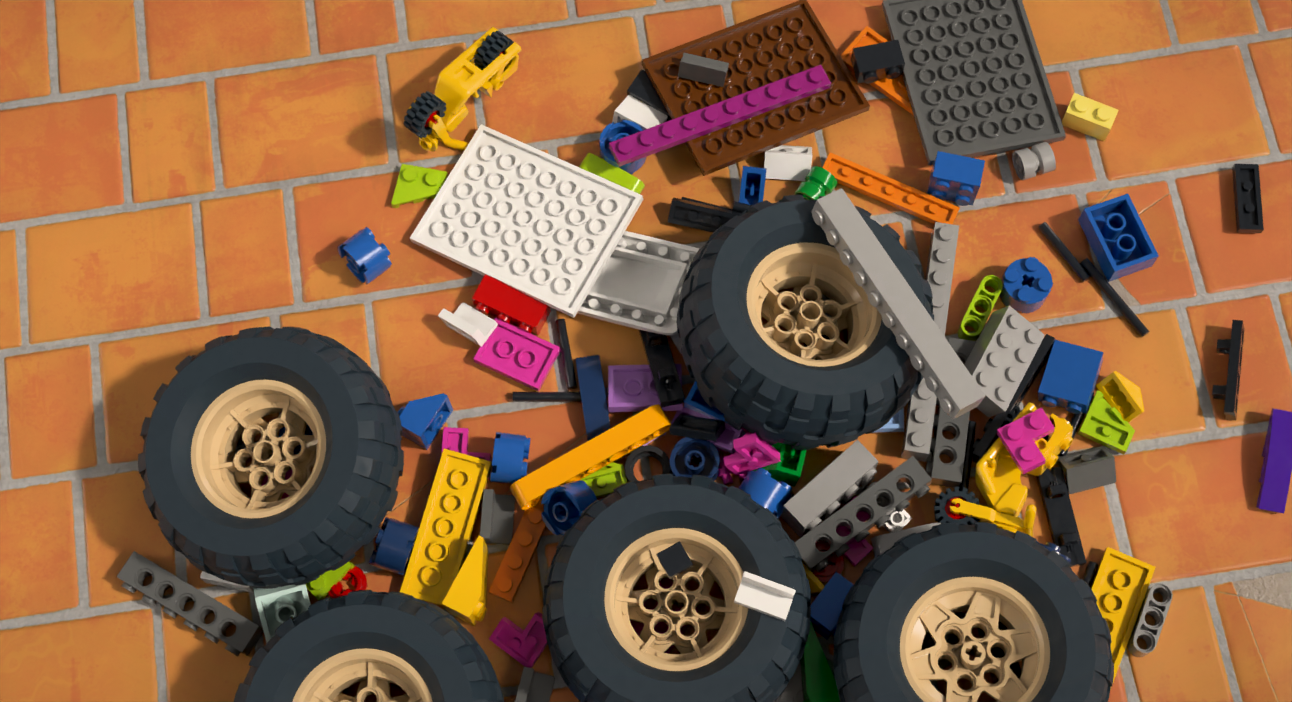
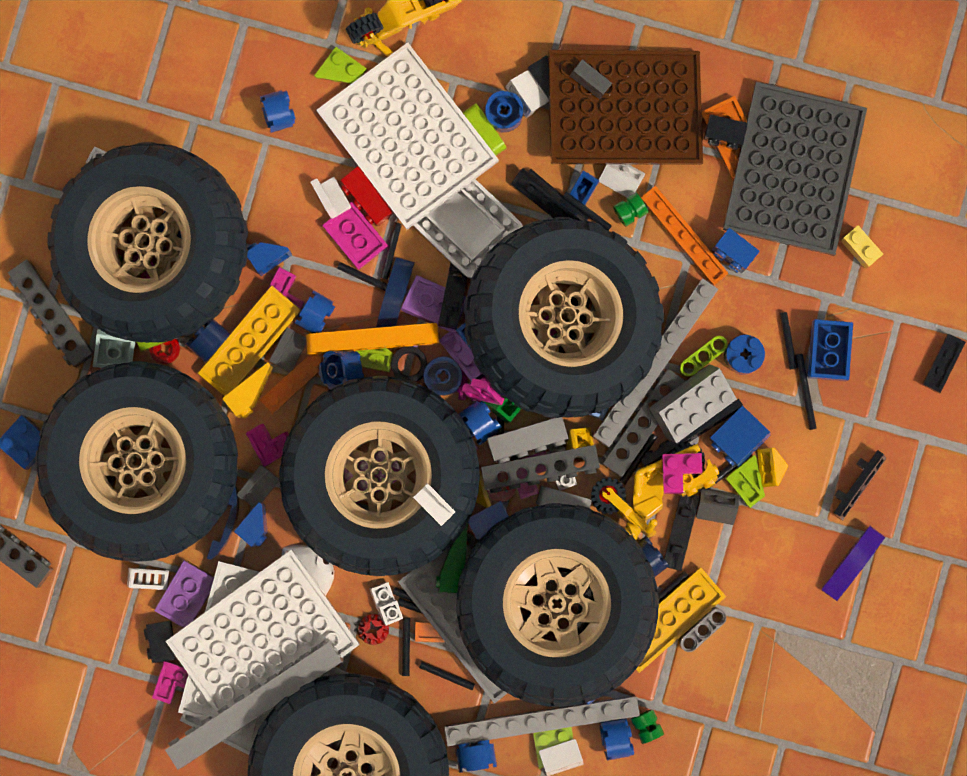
camera: 20 degrees right, 15 degrees up
(674, 560) = (386, 451): black tile -> none
(697, 427) = (455, 353): black tile -> none
(719, 115) = (585, 123): magenta plate -> none
(888, 461) = (579, 438): none -> yellow slope
(897, 304) = (624, 342): light grey brick -> none
(1038, 159) = (802, 262): light grey wheel -> none

